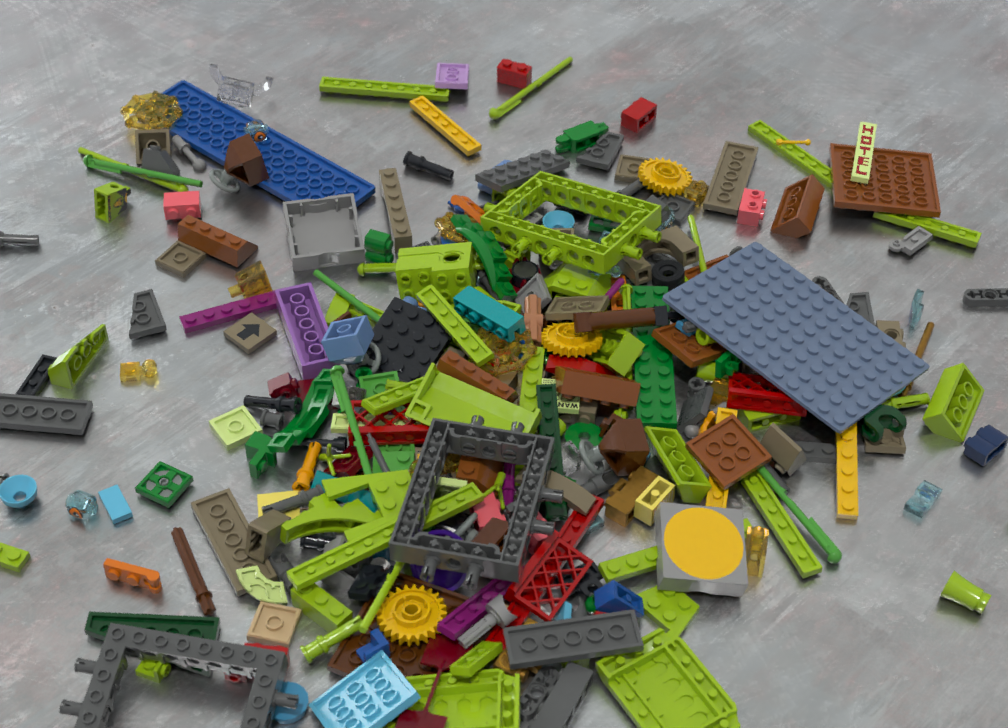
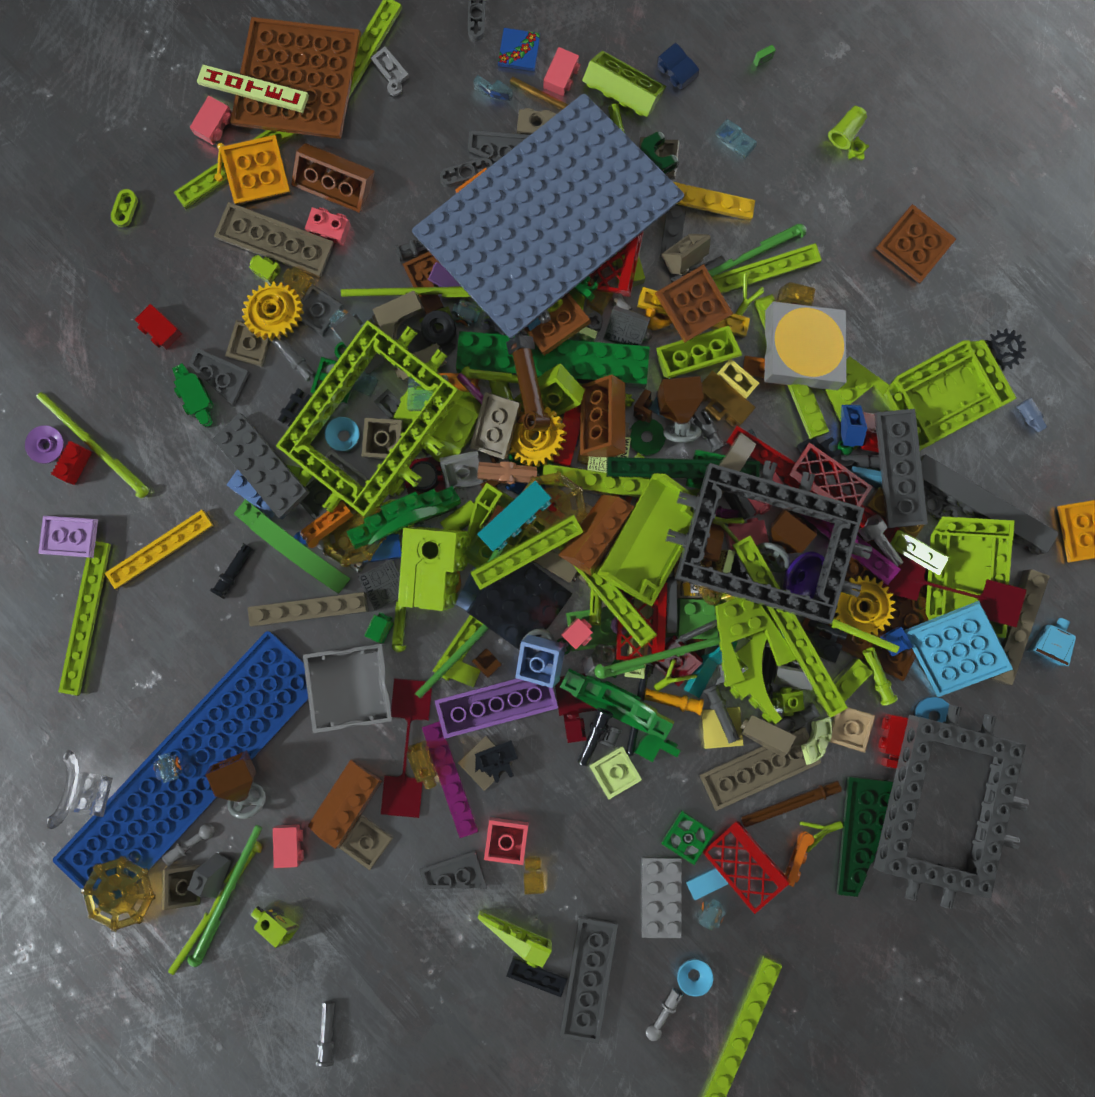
camera: 90 degrees left, 40 degrees up
(103, 468) = (661, 897): none -> light grey plate
(132, 535) = (758, 855): none -> red fence
(162, 602) = (825, 830): none -> lime plant
(173, 343) = (506, 841): none -> coral brick
(222, 277) = (402, 793): none -> dark red hinge
(251, 333) = (497, 759): none -> black plate
(303, 552) = (788, 701): none -> lime brick
(375, 364) = (577, 633): none -> coral brick
(388, 441) = (671, 608): none -> dark grey beam
(441, 193) = (291, 547): none -> bright green arch
(530, 58) = (36, 442): none -> medium lavender dish
(682, 385) = (587, 334): none -> yellowish green plate
(703, 170) = (264, 268): none -> lime brick
(738, 93) = (122, 208): none -> lime plate
(750, 510) = (745, 303): none -> lime plant
(791, 160) = (254, 169): none -> light orange plate
(827, 132) = (211, 120): none -> coral brick
(845, 665) = (916, 243): none -> dark orange plate
(944, 604) = (857, 143): none -> lime plate
(948, 353) = (561, 71): none -> coral brick
(963, 328) = (519, 49): none -> blue tile

